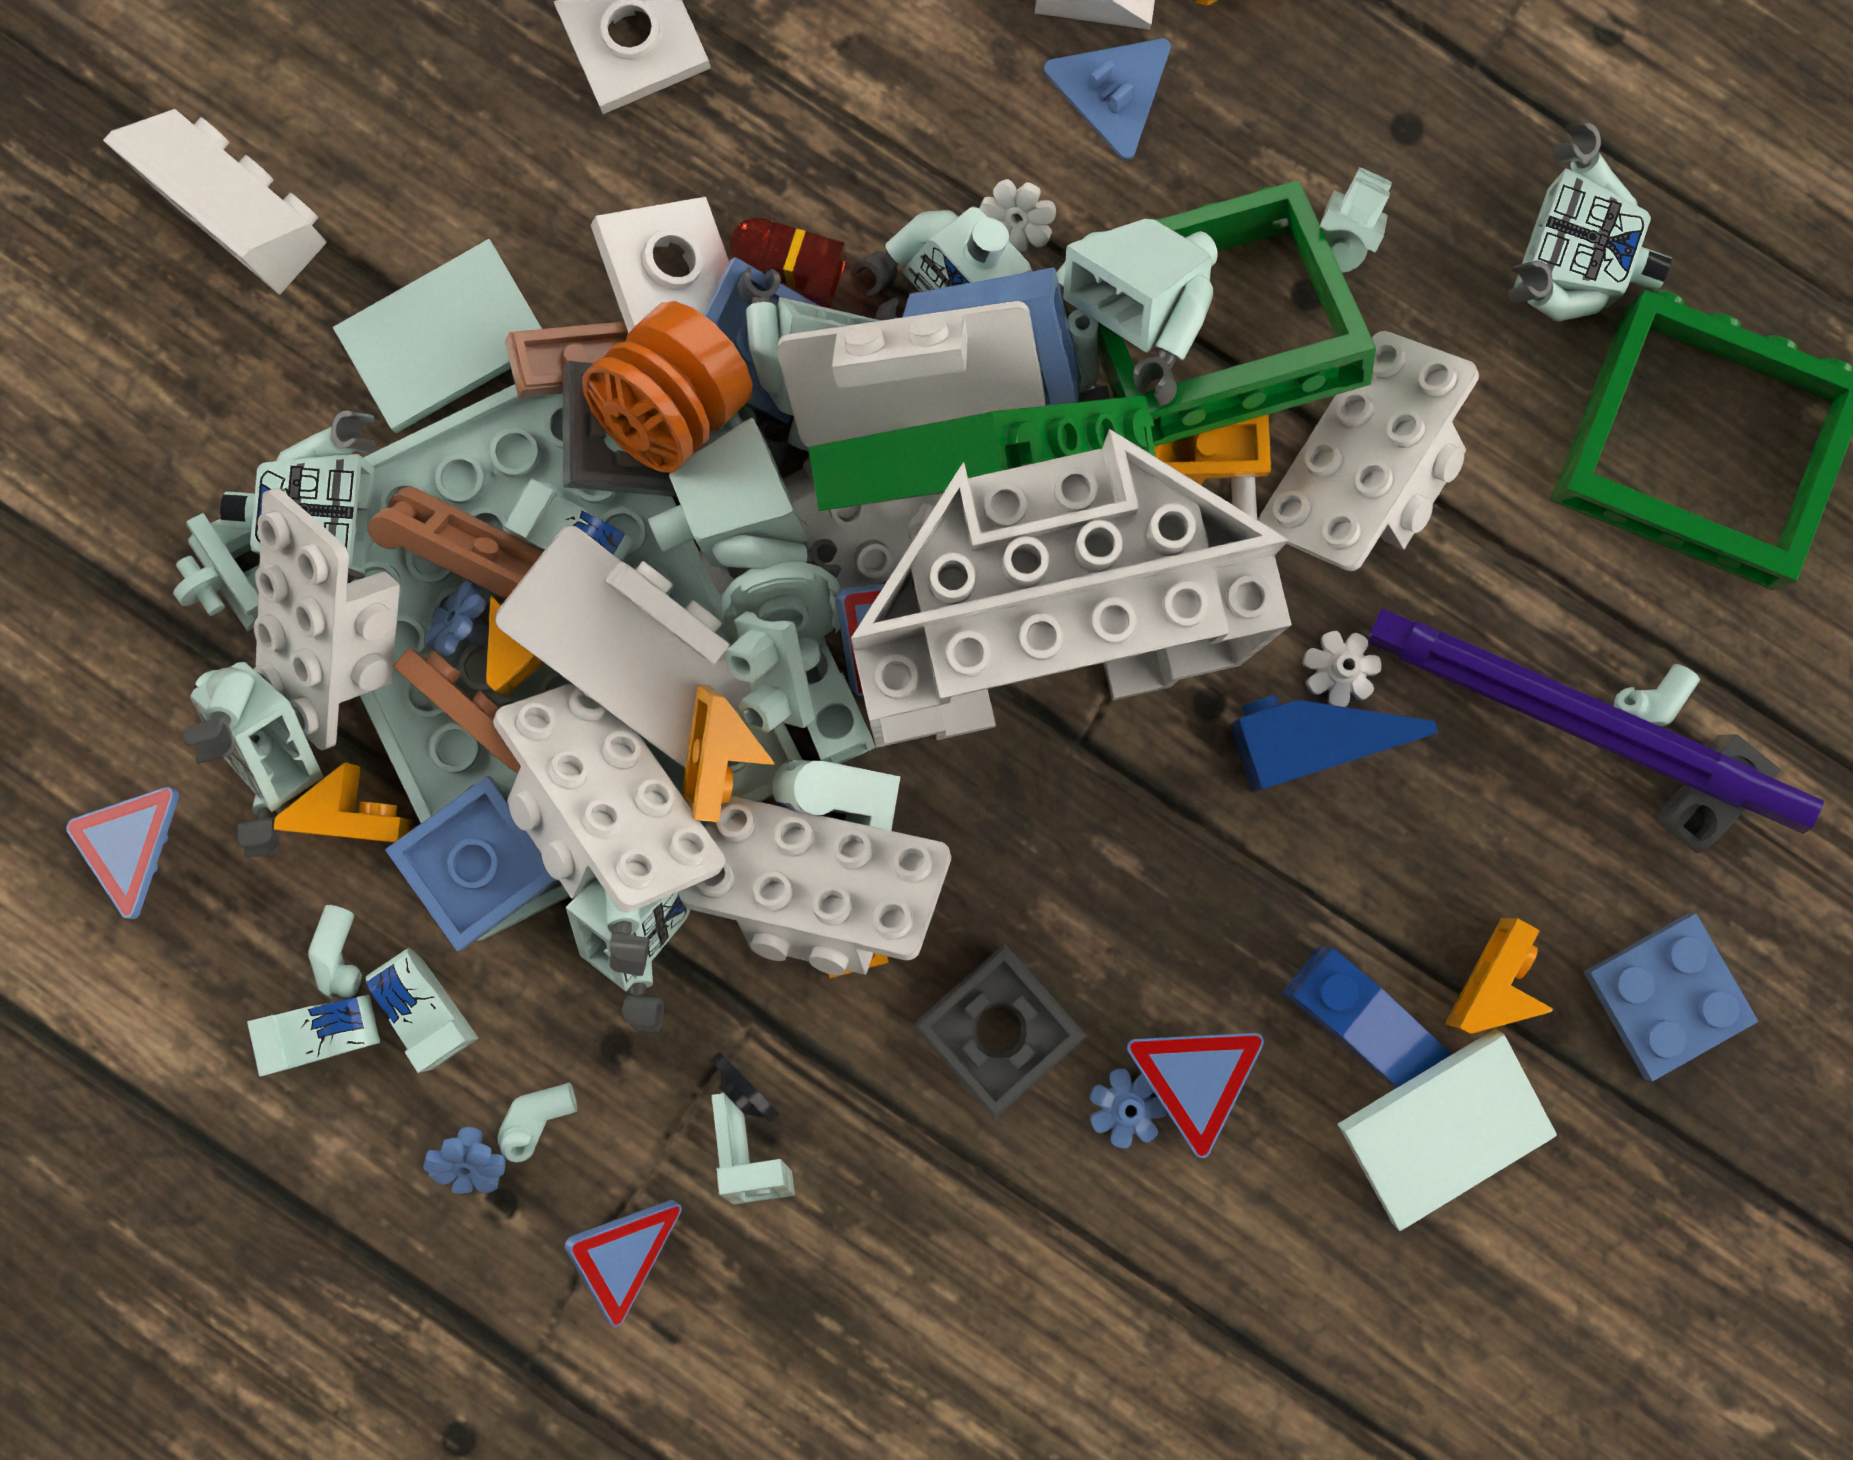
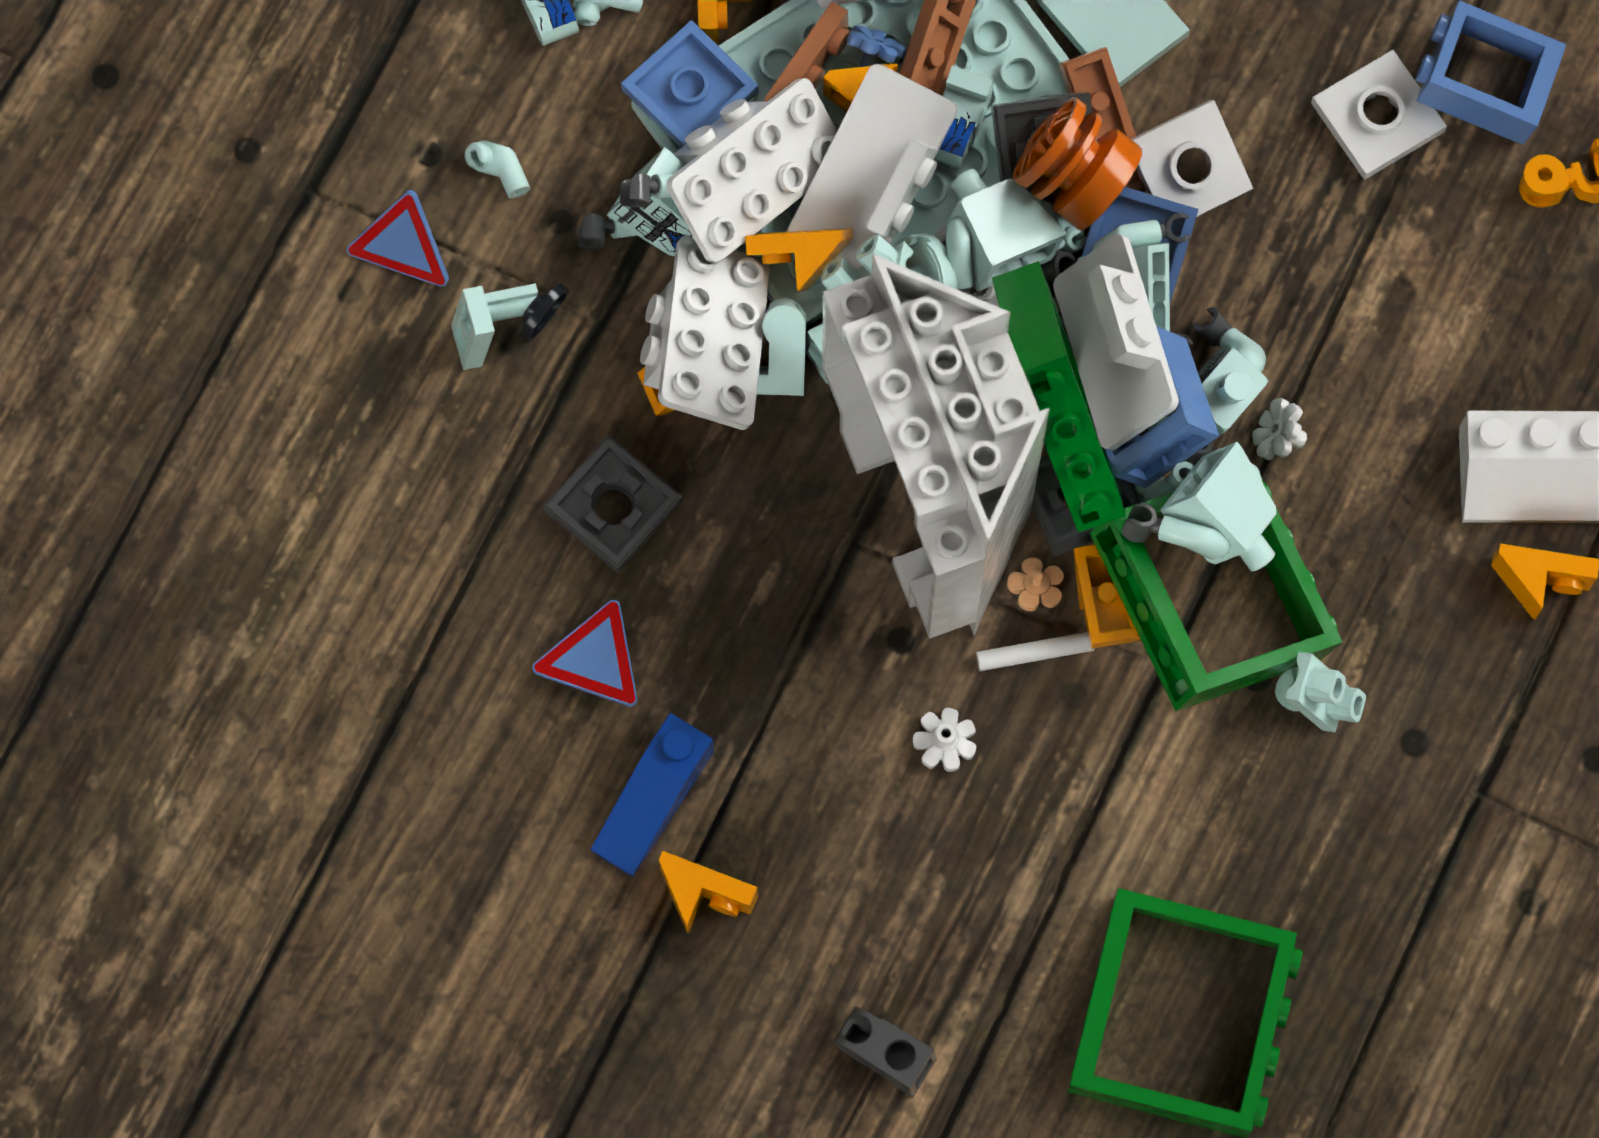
camera: 85 degrees right, 10 degrees down
(420, 1010) = (570, 70): light aqua leg -> none
(465, 1163) = (458, 119): medium blue plant -> none
(797, 255) = (1215, 246): clear red leg -> none
(1113, 89) = (1404, 499): medium blue piece -> none
(1113, 1105) = (552, 614): medium blue plant -> none
(1308, 737) = (879, 709): blue slope -> none
(1376, 456) = (1124, 741): white bracket -> none
(1447, 1129) = (579, 862): light aqua tile -> none
(1586, 238) = (1333, 887): torso -> none
(1595, 721) = (928, 930): dark purple piece -> none
(1660, 704) = (951, 996): light aqua arm -> none
(1670, 996) = (711, 1037): medium blue plate -> none

